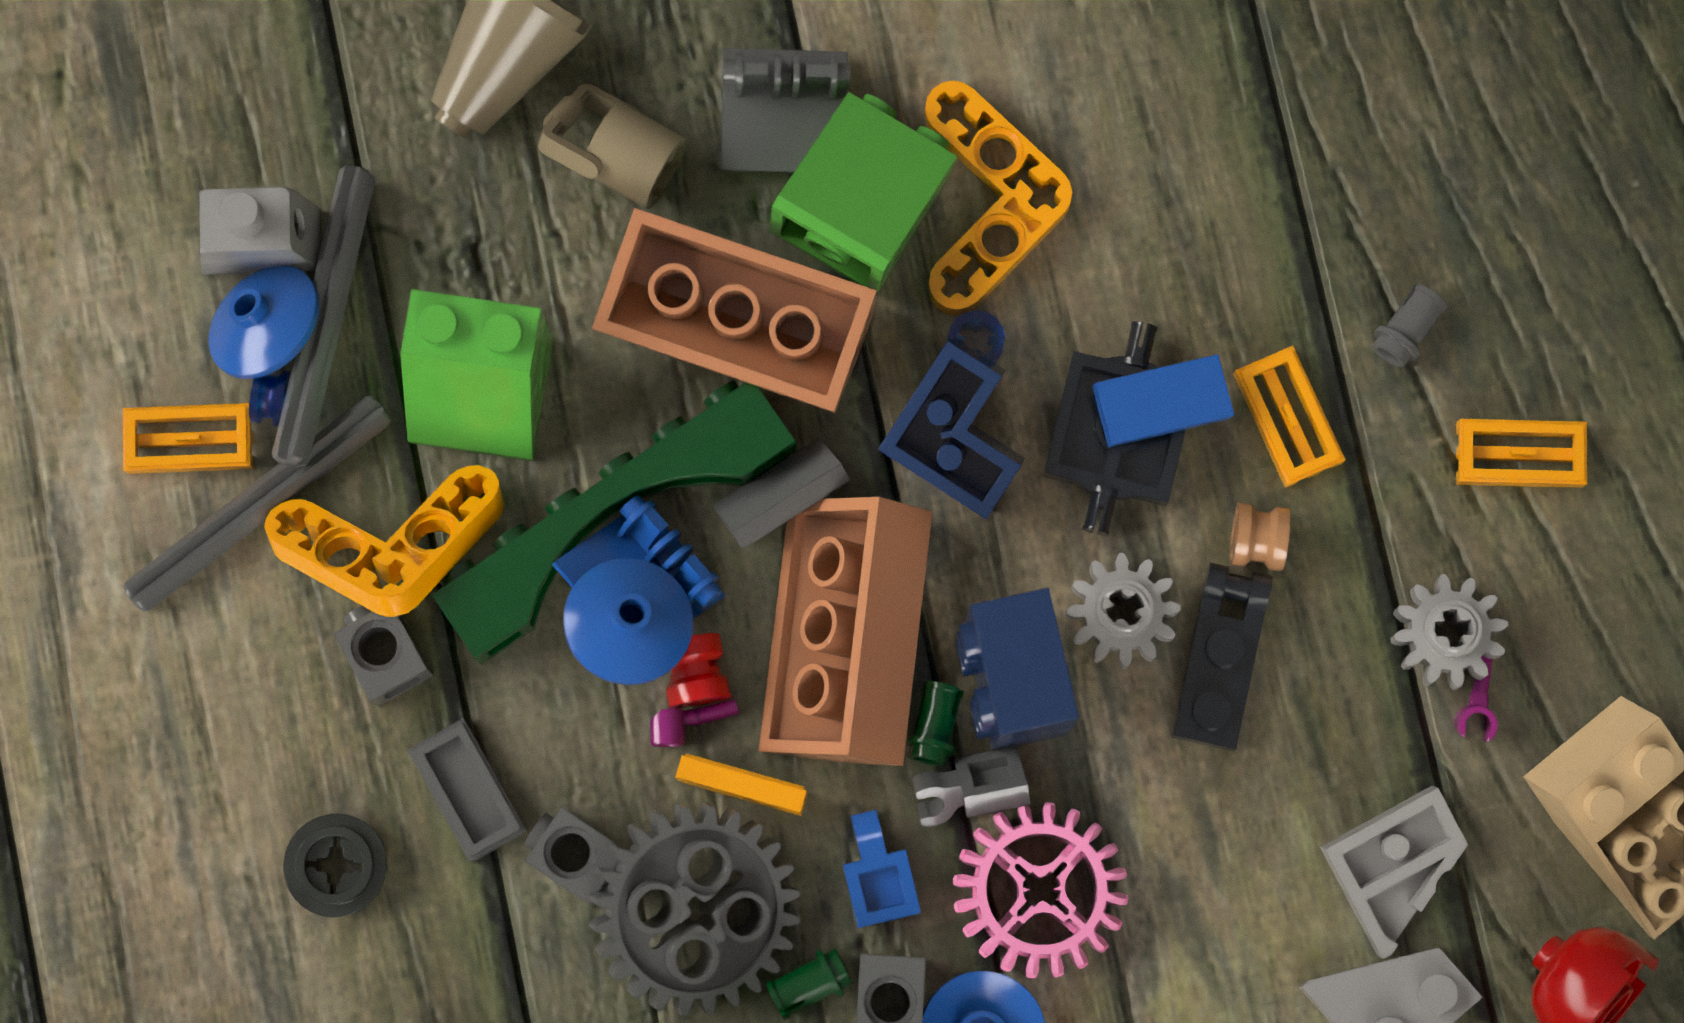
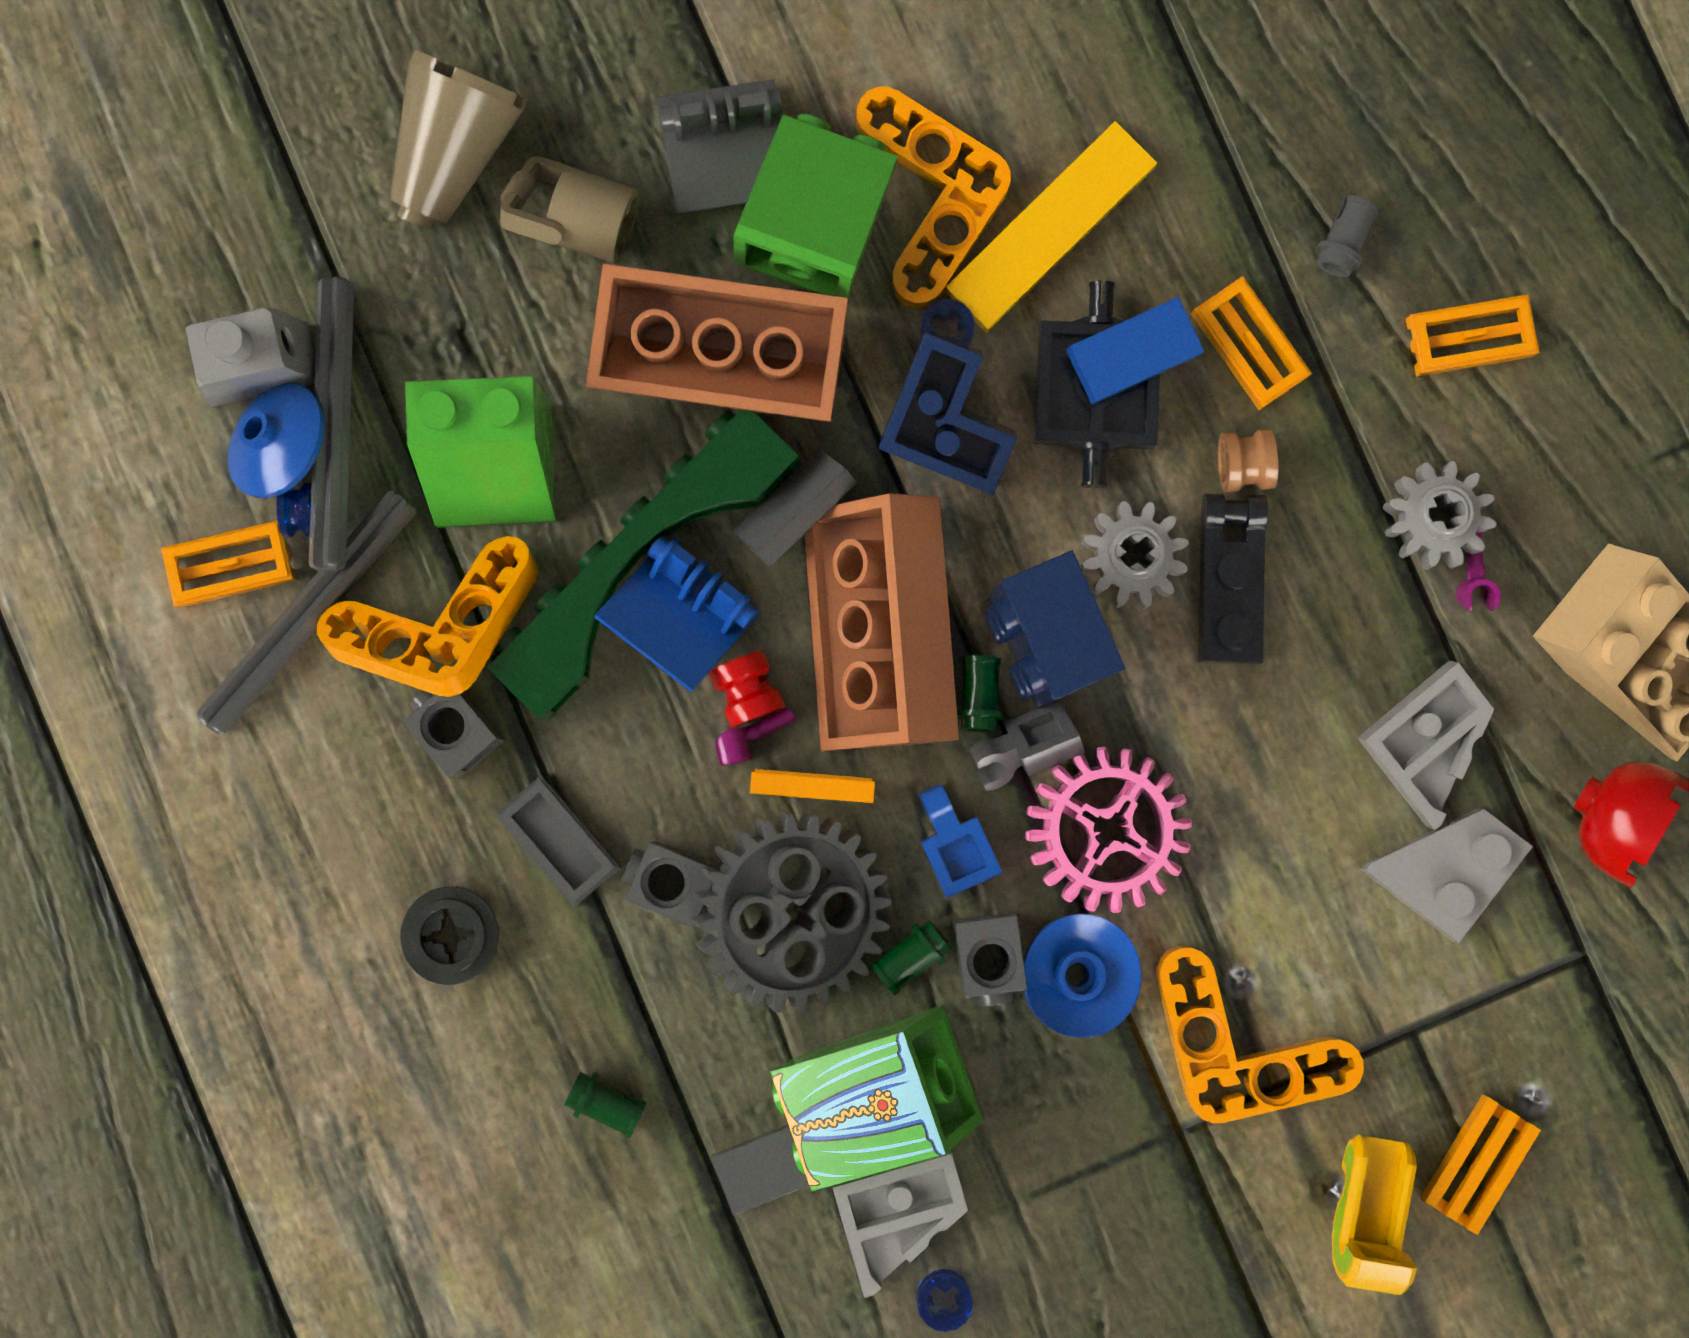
camera: 15 degrees left, 5 degrees up
(623, 650) = (668, 684): blue dish -> none
(1104, 257) = (1051, 226): none -> yellow tile

